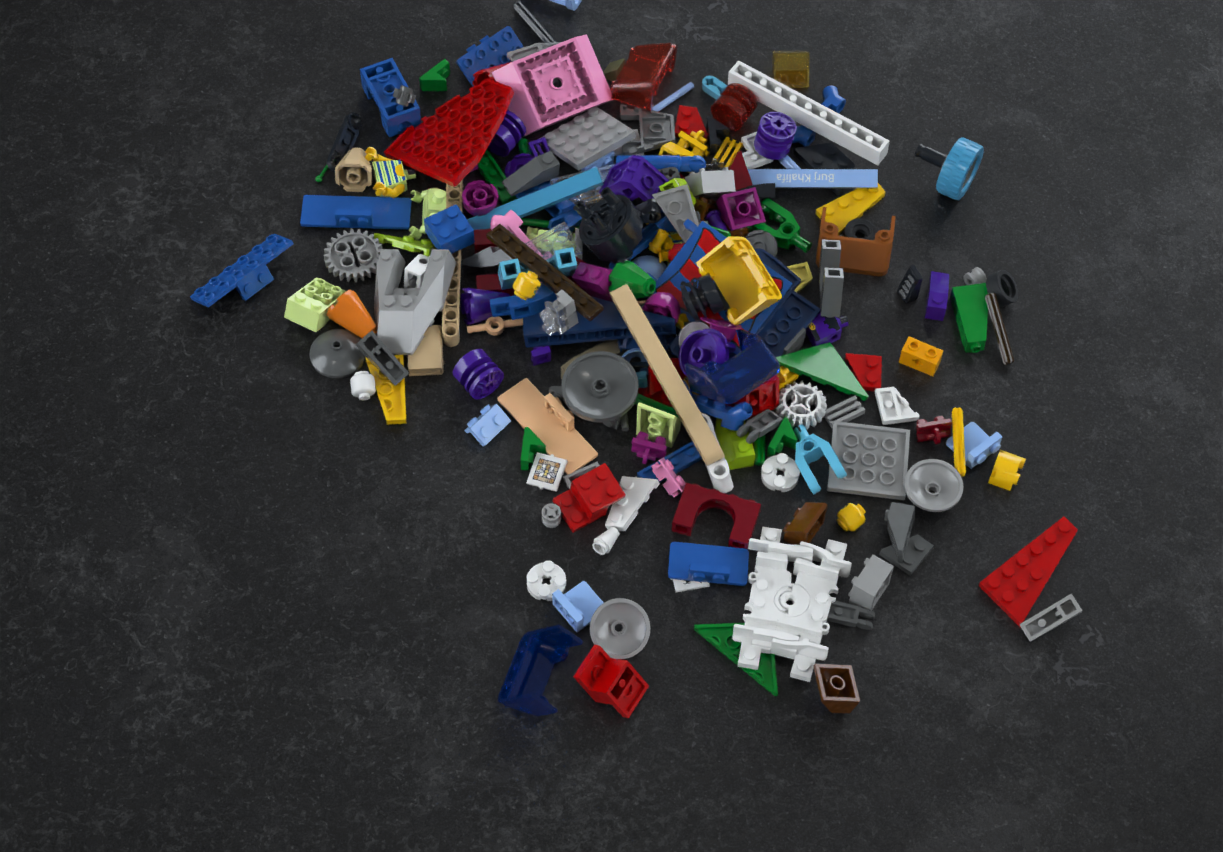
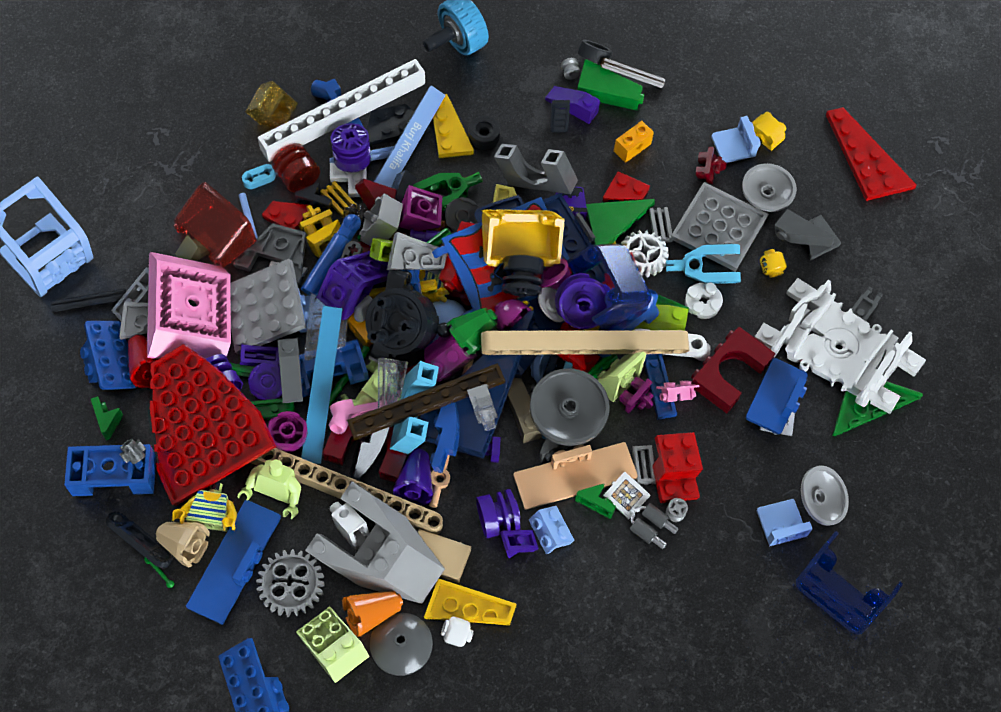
camera: 70 degrees left, 5 degrees up
(382, 358) = (438, 599): dark grey slope -> none
(407, 243) = (304, 522): lime wing -> none
(449, 229) = (319, 474): blue brick -> none
(461, 399) = (518, 541): none -> dark purple slope
(519, 496) = (645, 531): none -> dark grey piece
(526, 285) = (441, 422): yellow head -> none
(542, 571) = (739, 552): white plate -> none
(605, 541) = (722, 472): white cone -> none
(611, 681) = (875, 525): red bracket -> none
(625, 510) = (683, 422): white wing -> none
(658, 241) = (427, 289): yellow pin -> none
(760, 425) = (664, 293): dark grey hinge -> none
(783, 436) = (668, 280): green slope -> none
(805, 523) = (771, 299): reddish brown slope -> none
(837, 687) = (941, 341): reddish brown slope -> none
(857, 254) = (481, 155): dark orange windscreen -> none
(870, 583) = (849, 275): light grey container -> none
(893, 407) = (673, 185): white wing -> none
(958, 441) = (730, 151): yellow axle -> none
(1051, 617) = (920, 158): light grey slope -> none

